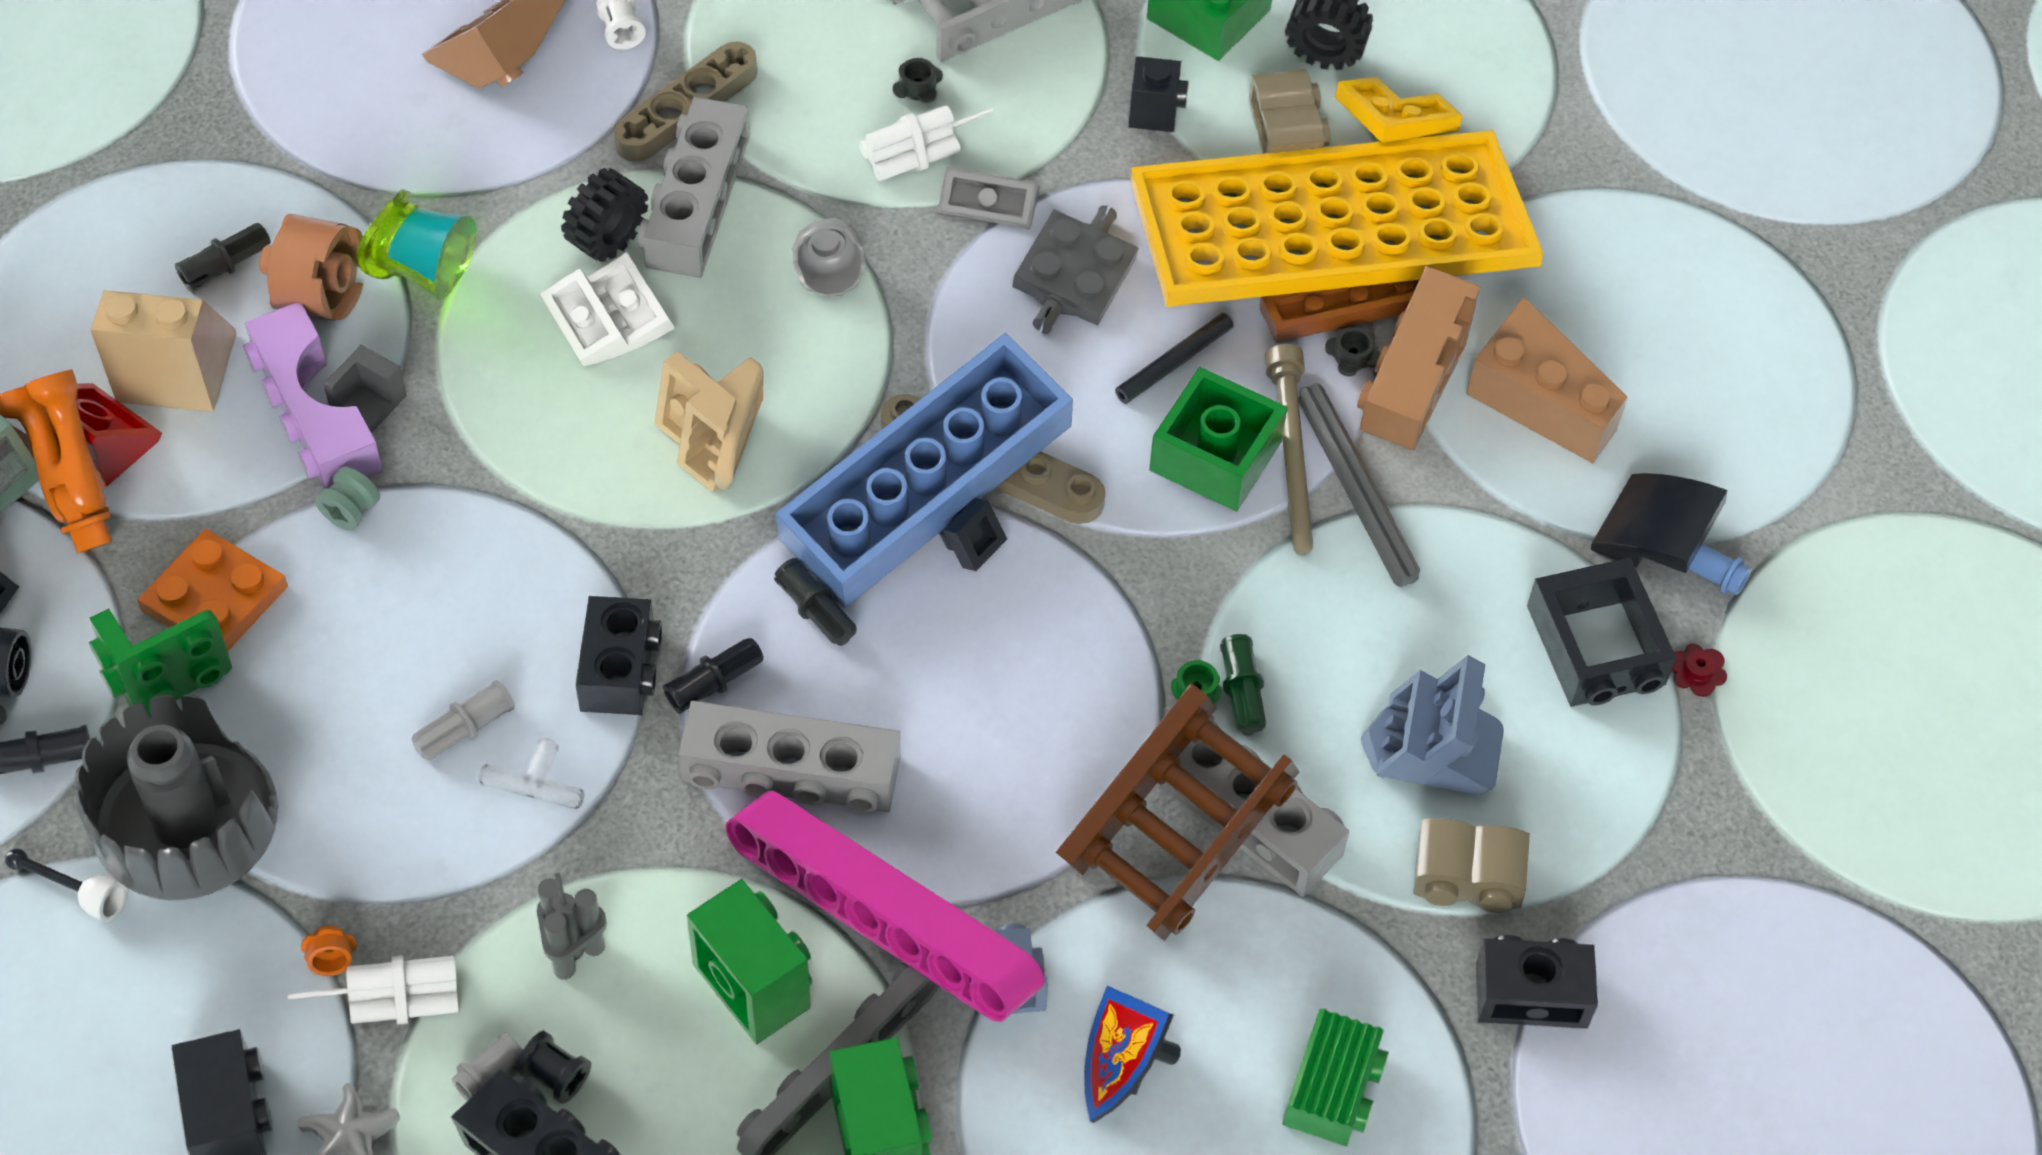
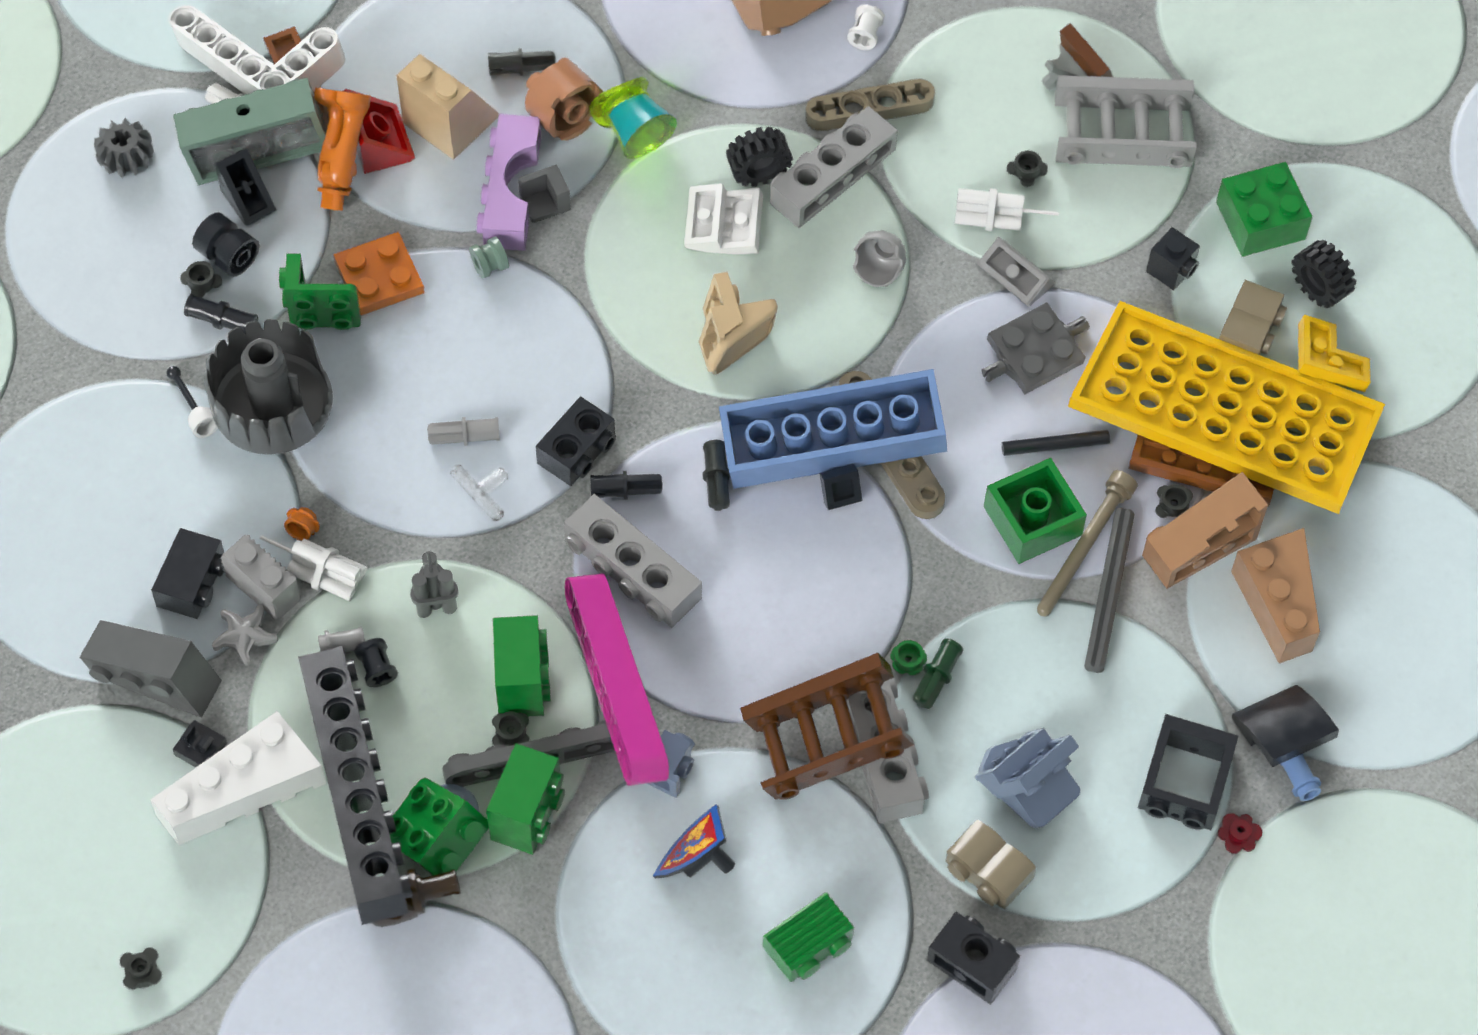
camera: 35 degrees right, 5 degrees up
(323, 1047) = (261, 577): none -> light grey brick
(782, 1034) = (508, 720): none -> pearl dark grey plate

